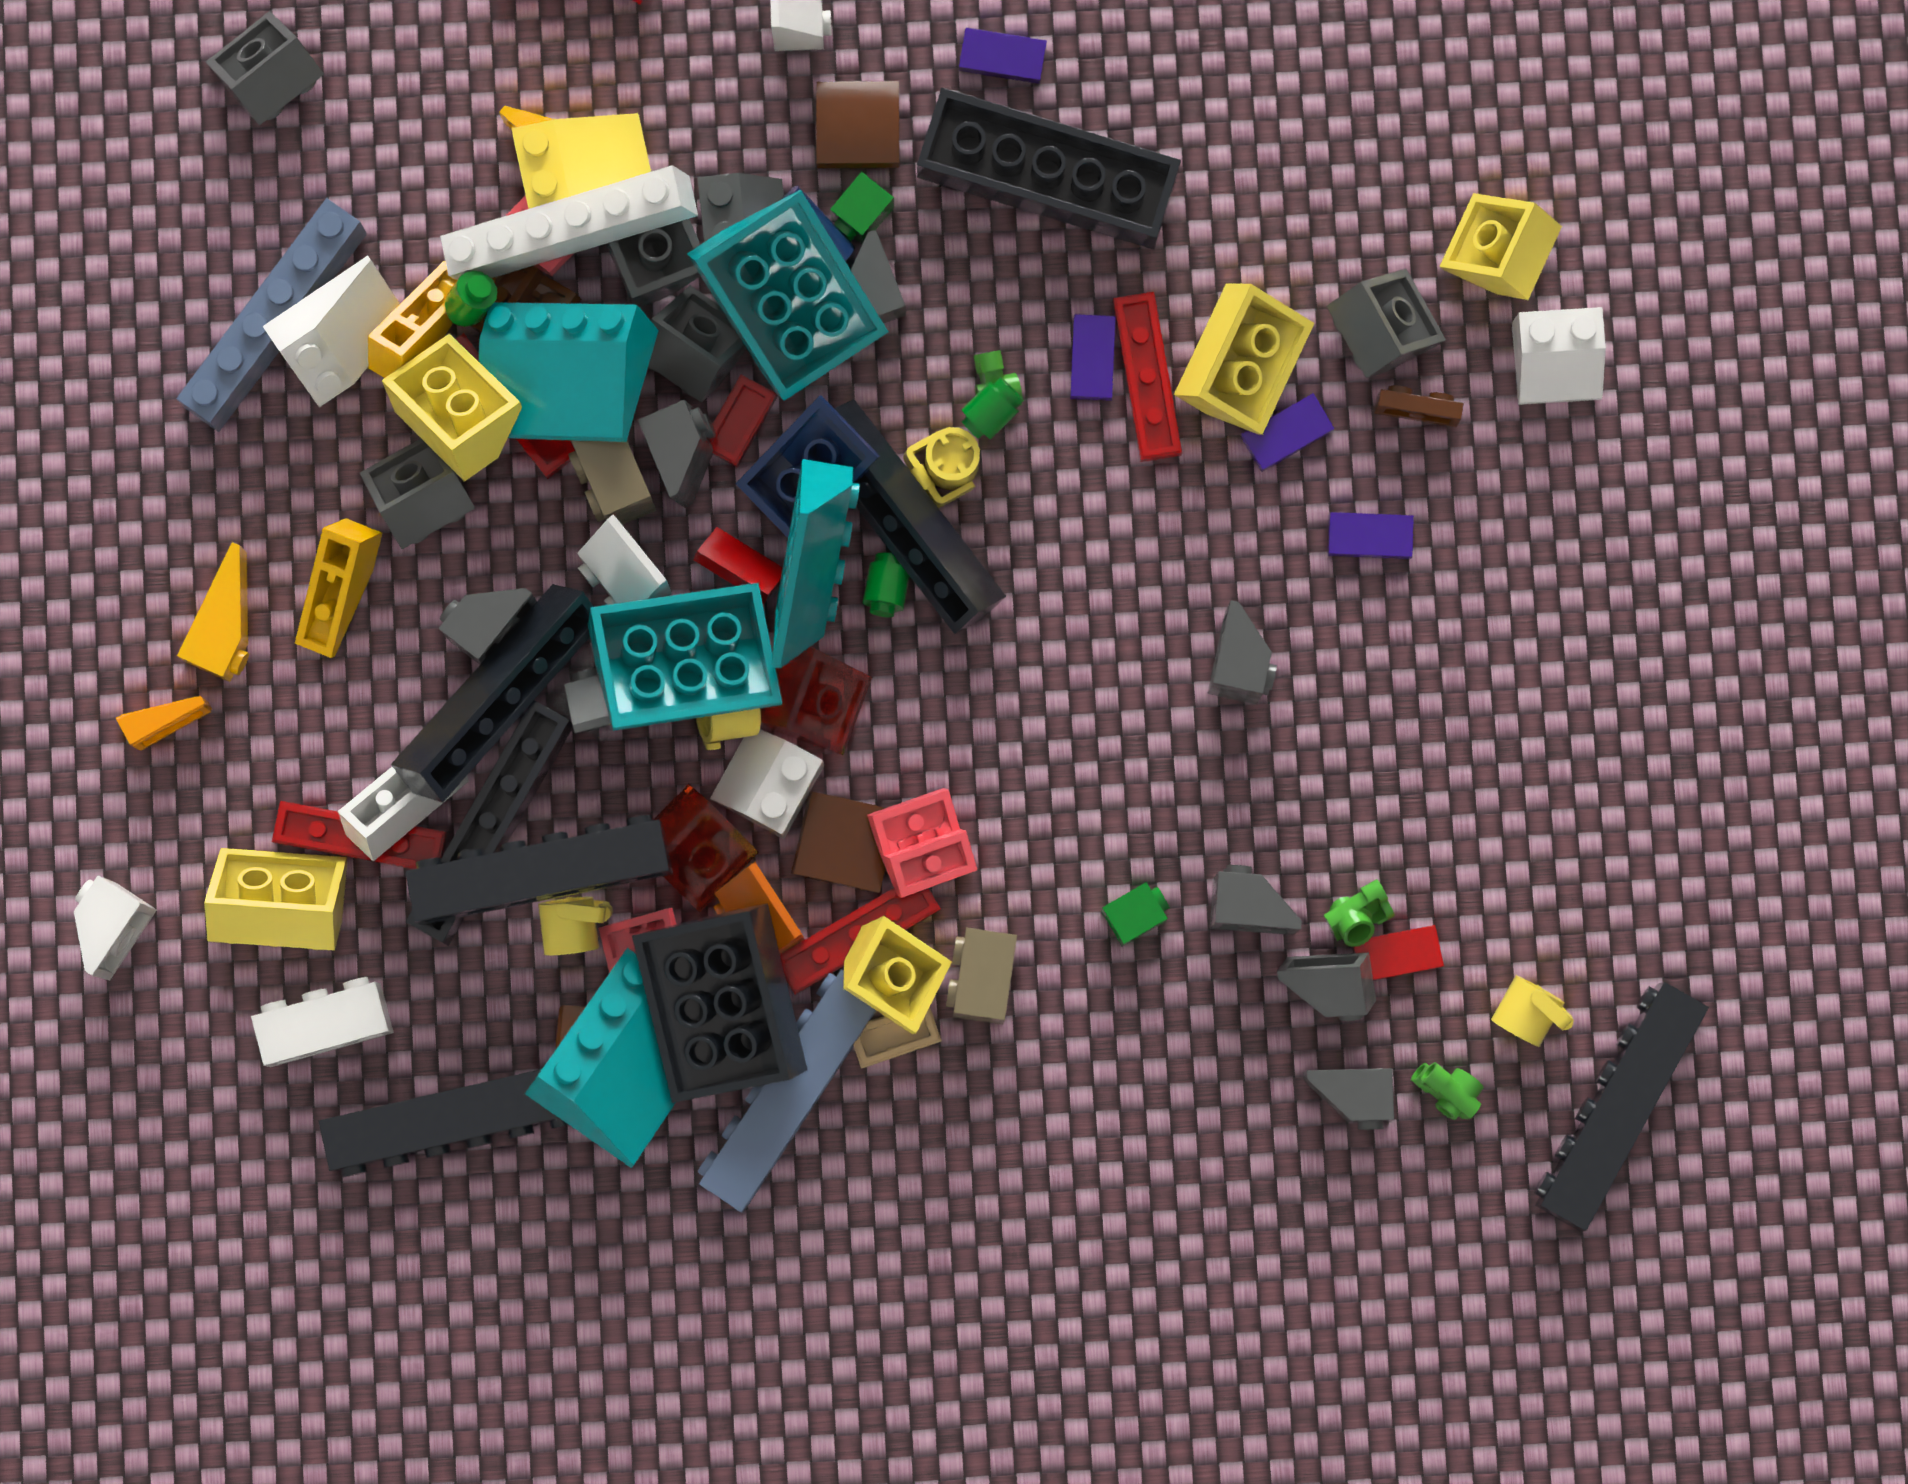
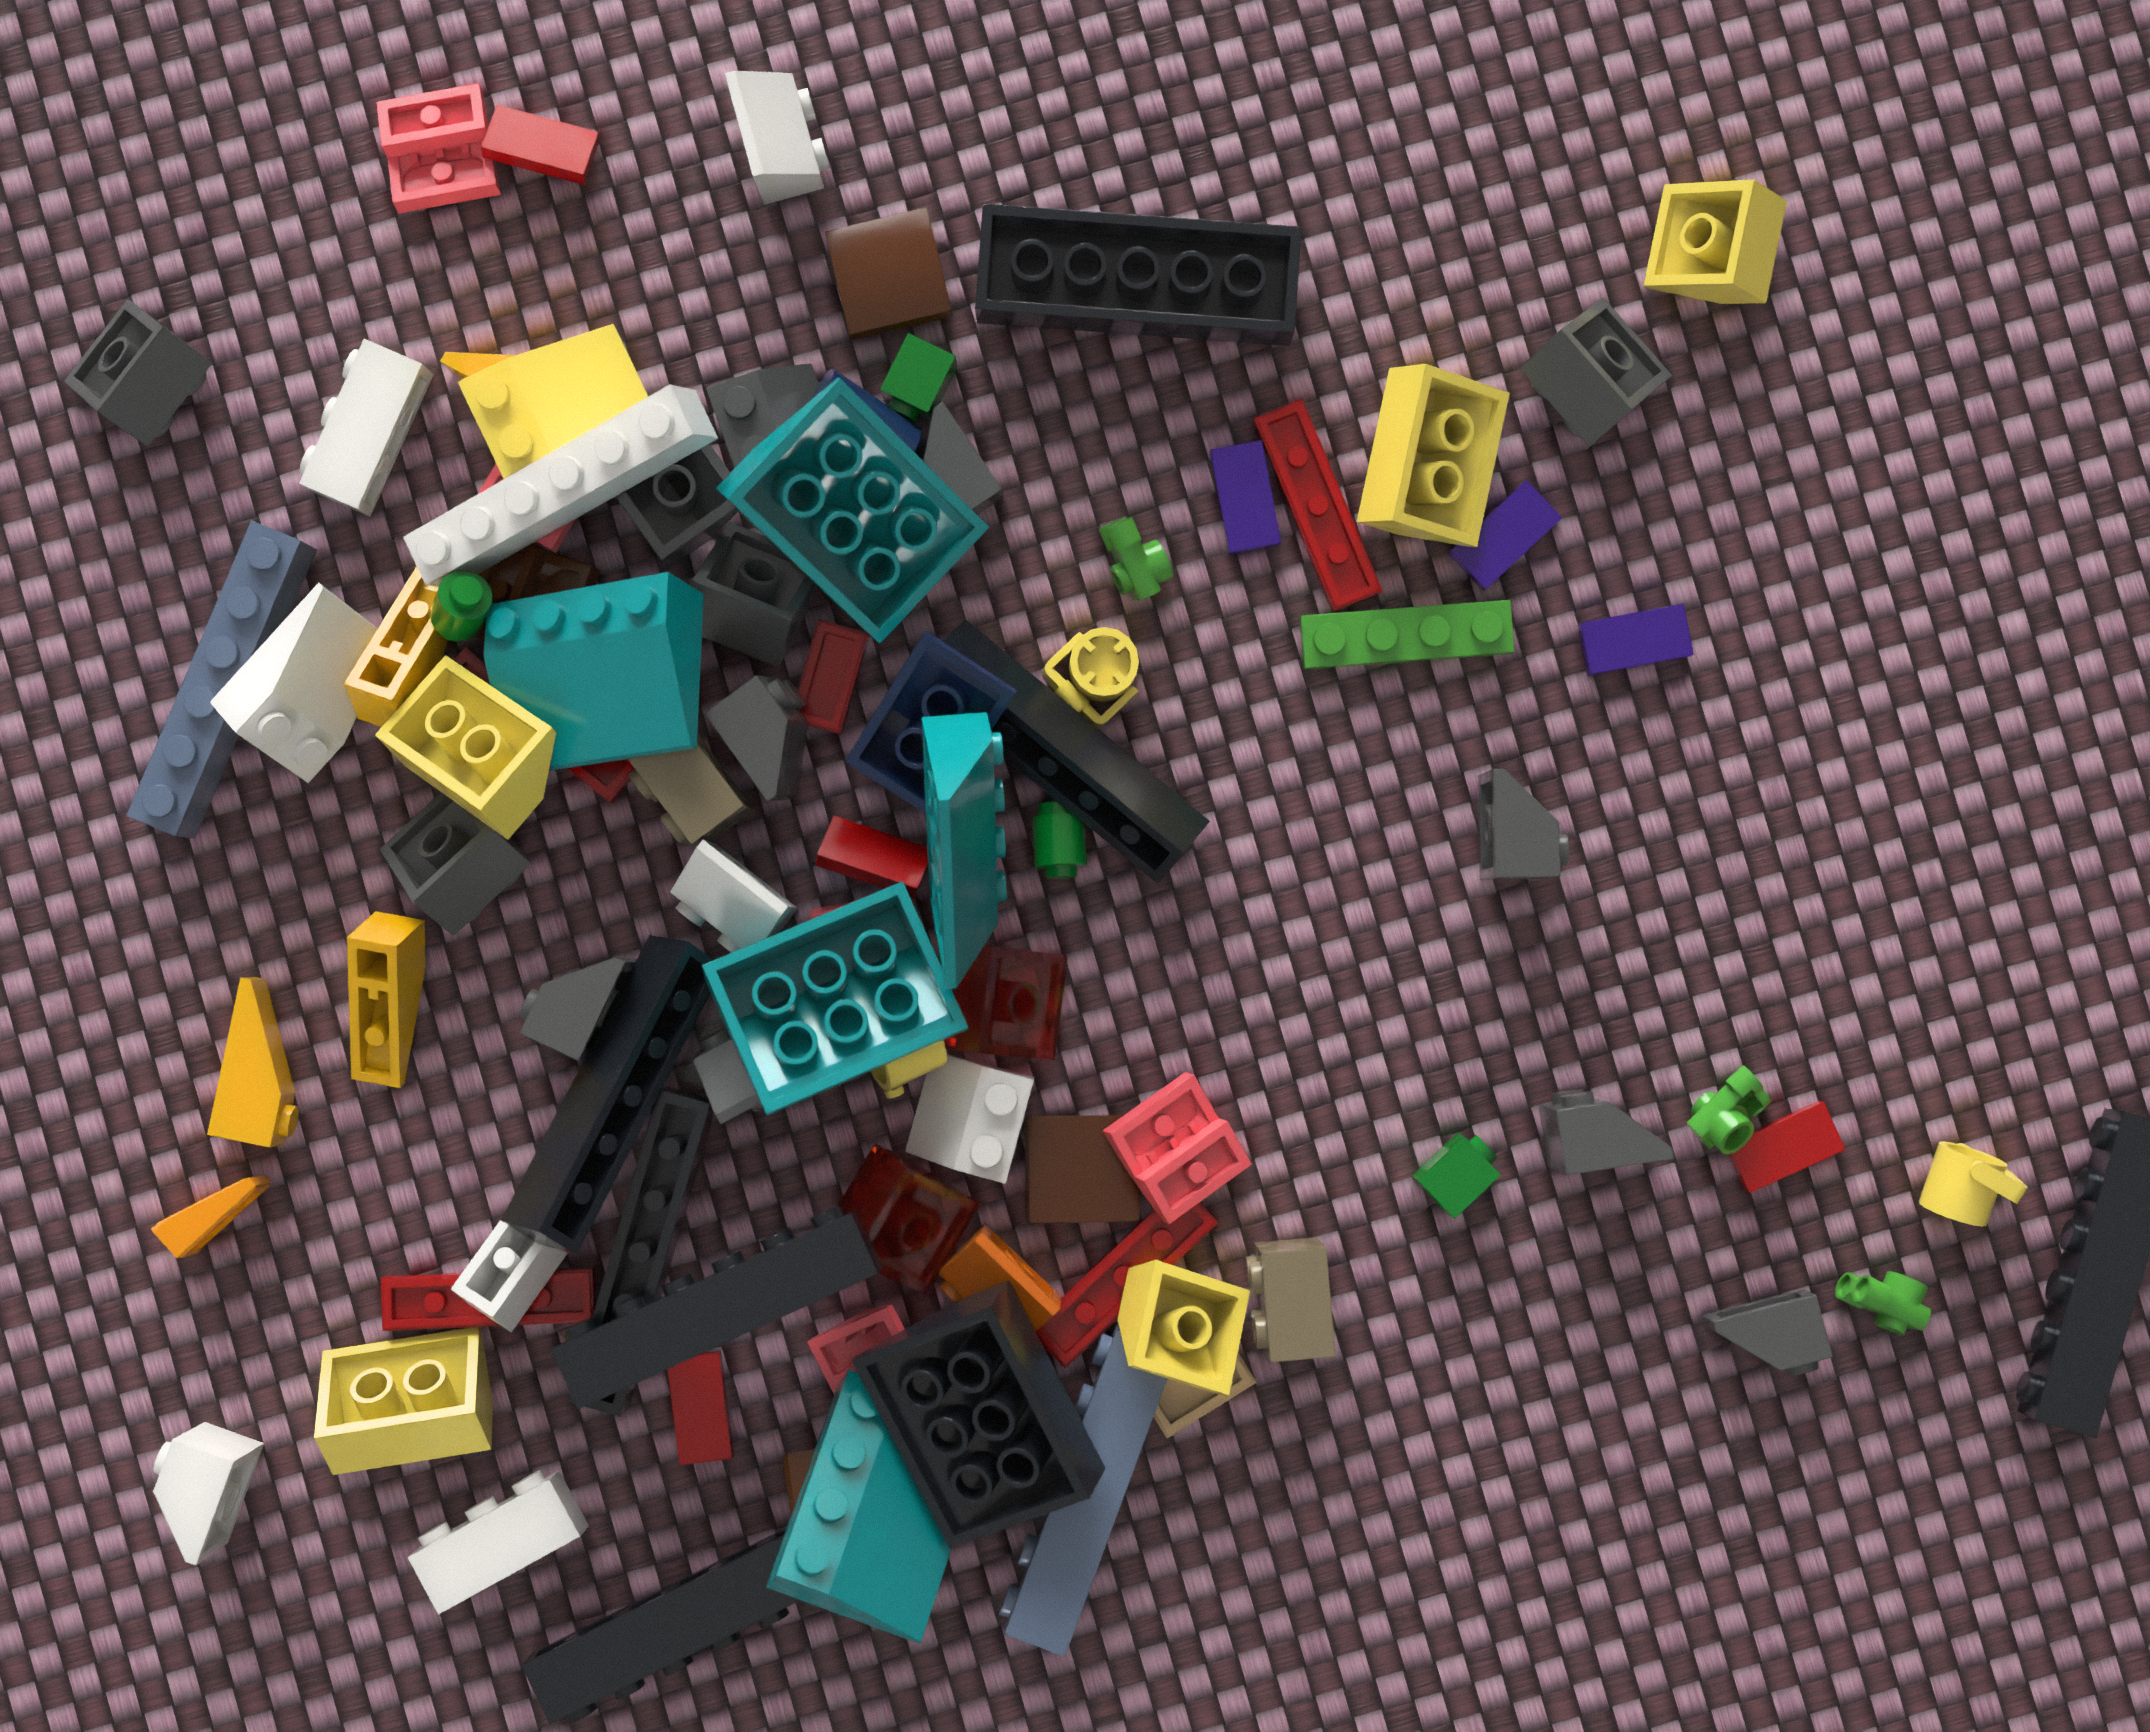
camera: 15 degrees left, 5 degrees up
(428, 148) = (365, 427): none -> white brick
(503, 959) = (701, 1409): none -> red tile
(570, 924) = (776, 1353): light yellow piece -> none
(991, 409) = (1139, 594): green brick -> none
(1002, 55) = (1047, 145): dark purple tile -> none
(1193, 491) = (1406, 634): none -> bright green plate
(1332, 983) = (1716, 1204): dark grey slope -> none
(1435, 409) = (1683, 464): reddish brown plate -> none
(1559, 355) = (1818, 362): white slope -> none

